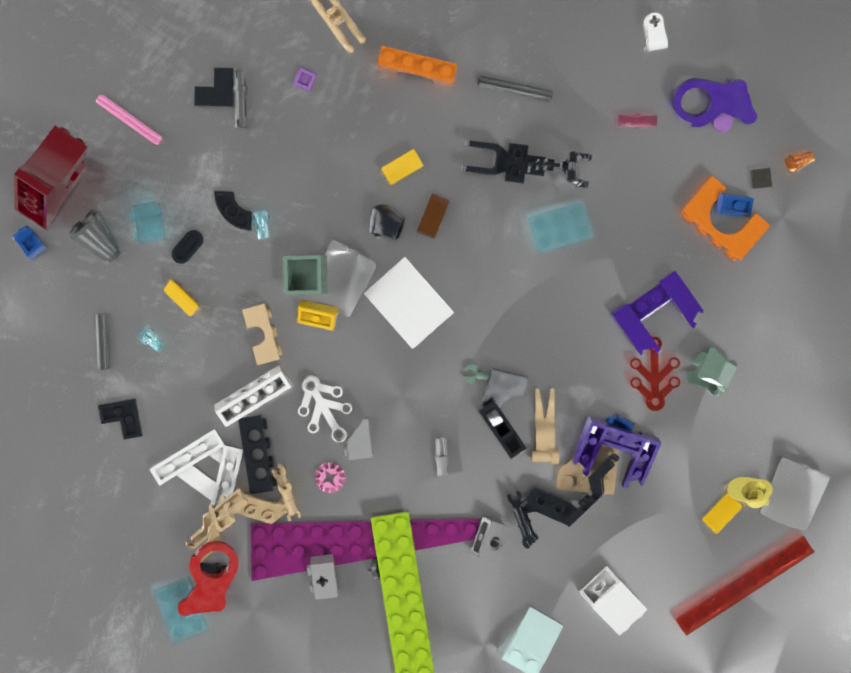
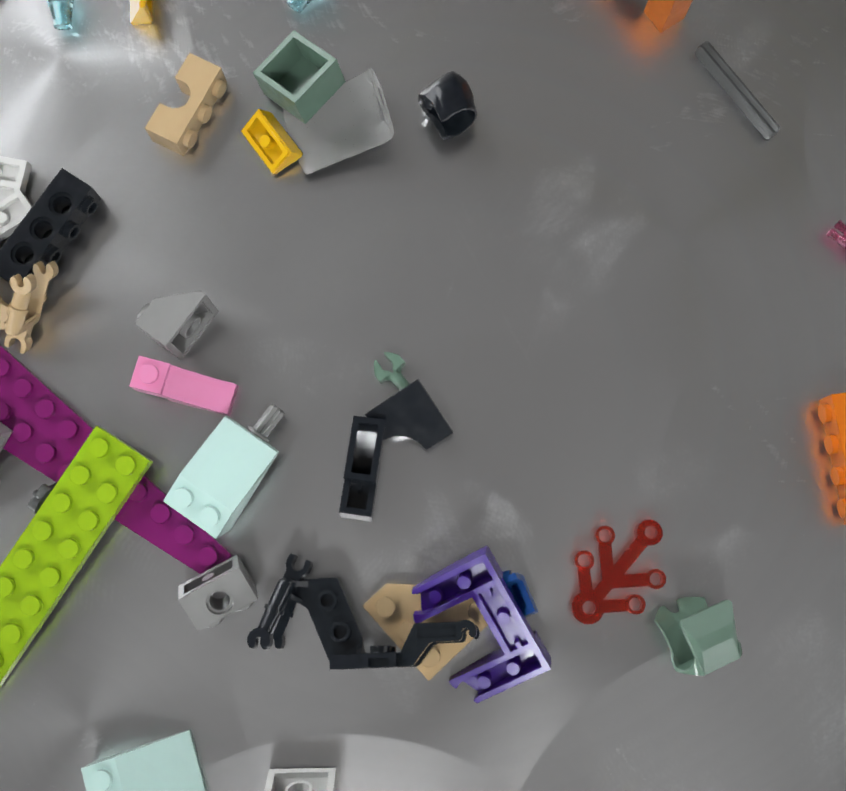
camera: 45 degrees right, 10 degrees down
(252, 396) = (104, 159): white brick -> none
(322, 405) = (177, 247): white plant -> none
(331, 468) = (110, 350): bright pink gear -> none
(389, 465) = (183, 386): none -> bright pink slope
(402, 167) = (524, 63): yellow slope -> none
(408, 302) = (390, 222): white sticker -> none
(433, 215) = (510, 145): reddish brown slope -> none
(446, 490) = (221, 477): none -> light aqua slope
(517, 163) = (667, 175): black piece -> none
(545, 431) = (412, 519): tan flag -> none
(560, 227) = (653, 289): clear light blue plate -> none
(669, 289) = (731, 481): dark purple wedge -> none

